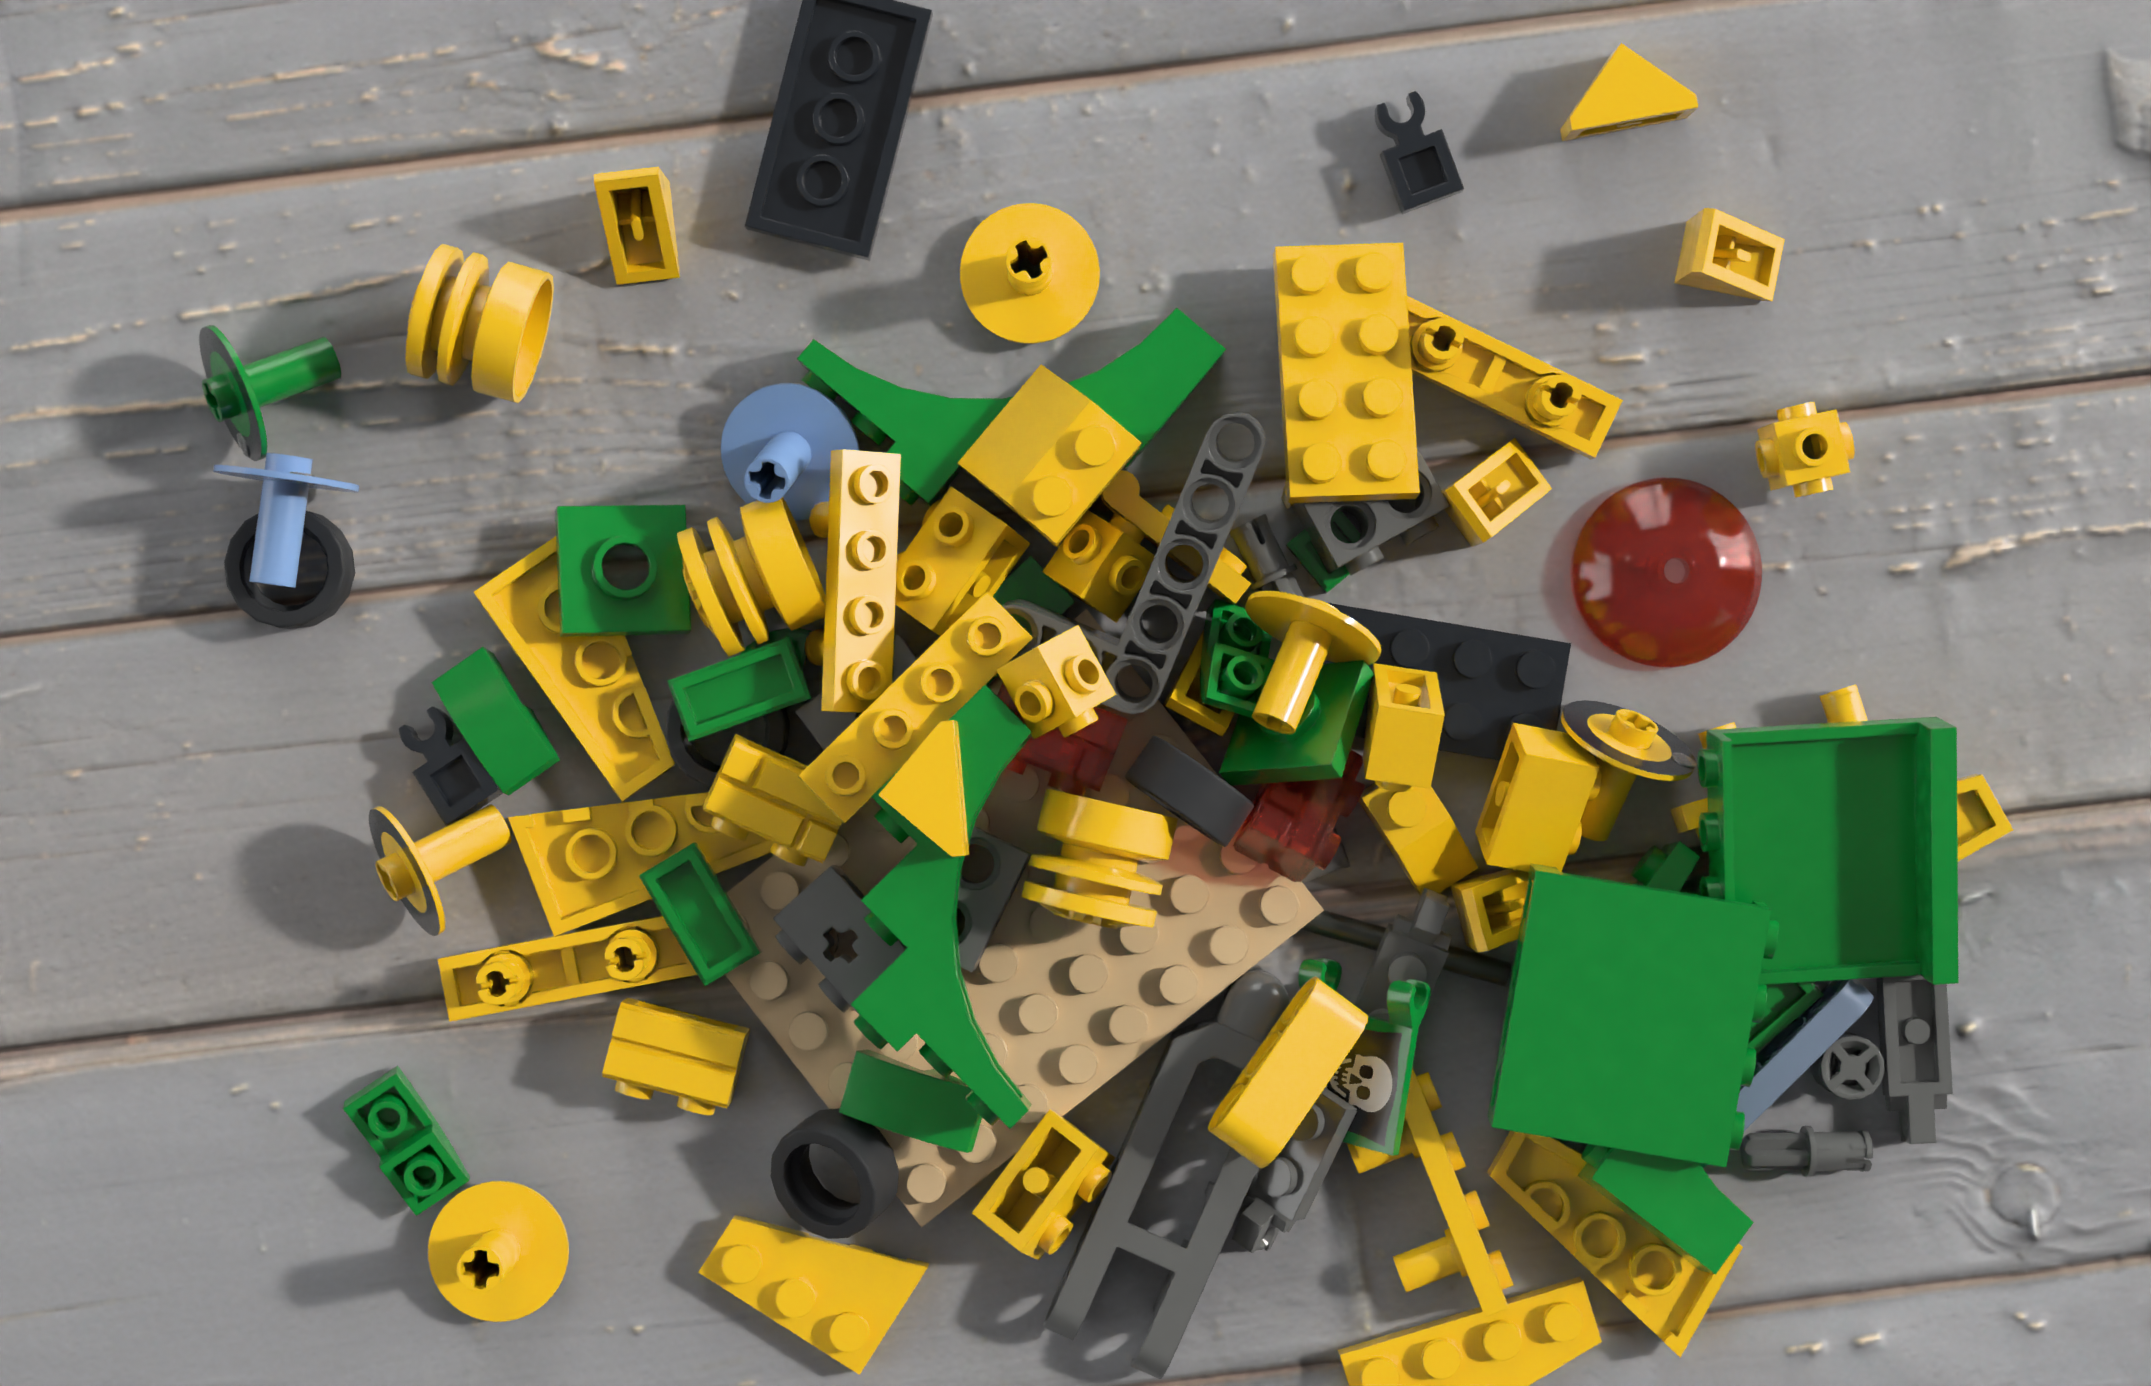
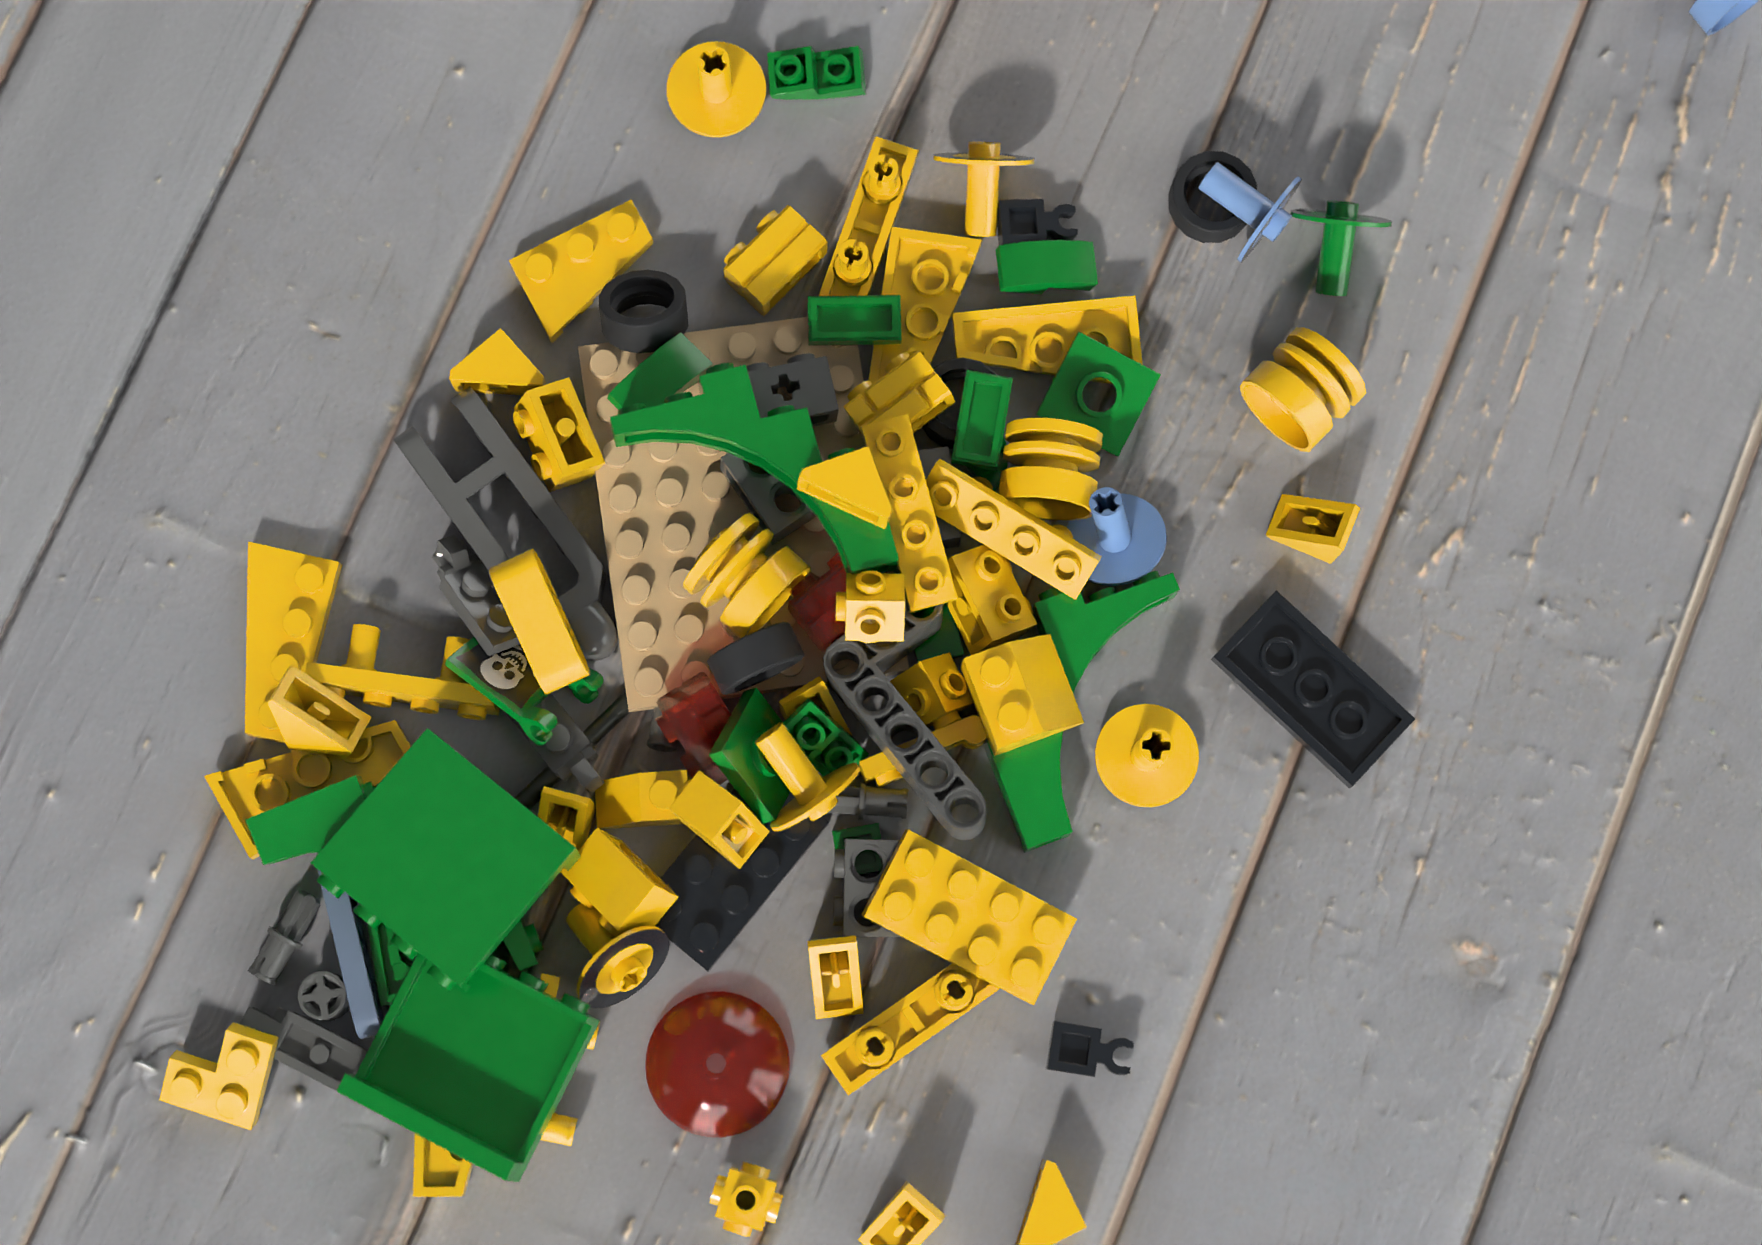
camera: 110 degrees right, 10 degrees down
(999, 1306) = (496, 368): none -> yellow slope
(1542, 1268) = (315, 716): none -> yellow slope
(2013, 1113) = (224, 1089): none -> yellow plate

